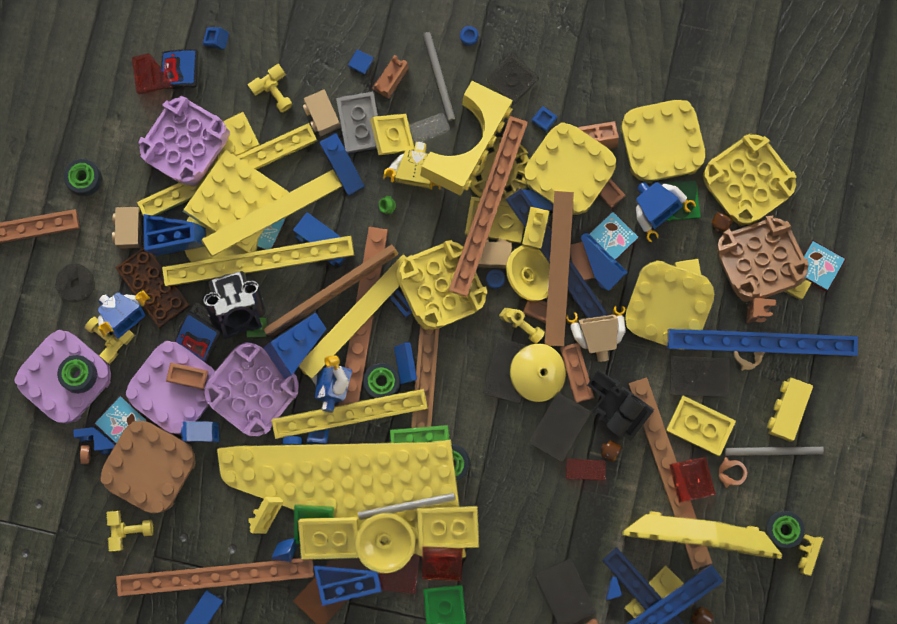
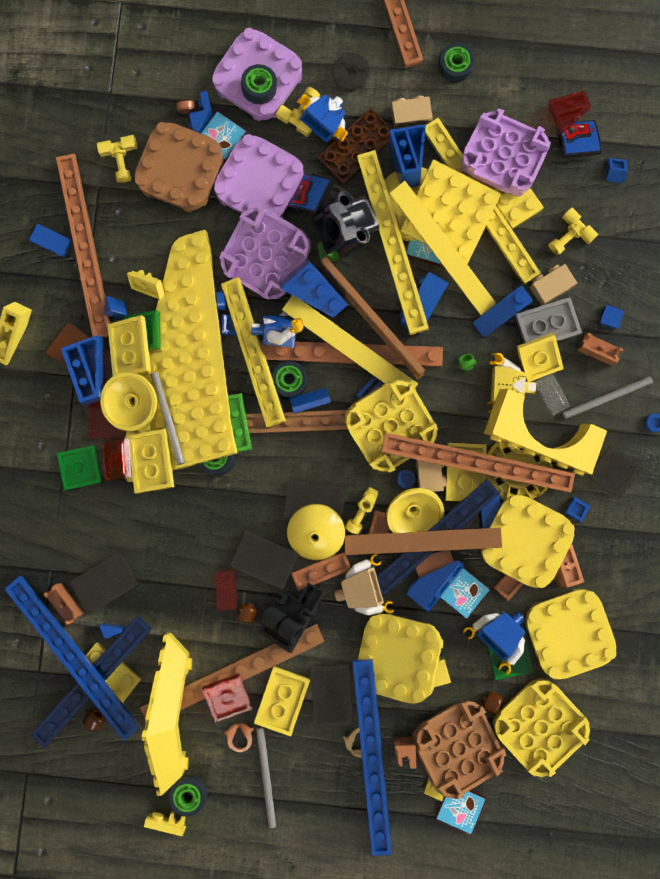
camera: 80 degrees right, 5 degrees up
(187, 376) = (270, 189): nougat tile -> none
(200, 431) = (218, 210): slope -> none
(535, 227) = (461, 513): light yellow plate -> none
(789, 409) = (309, 790): light yellow brick -> none

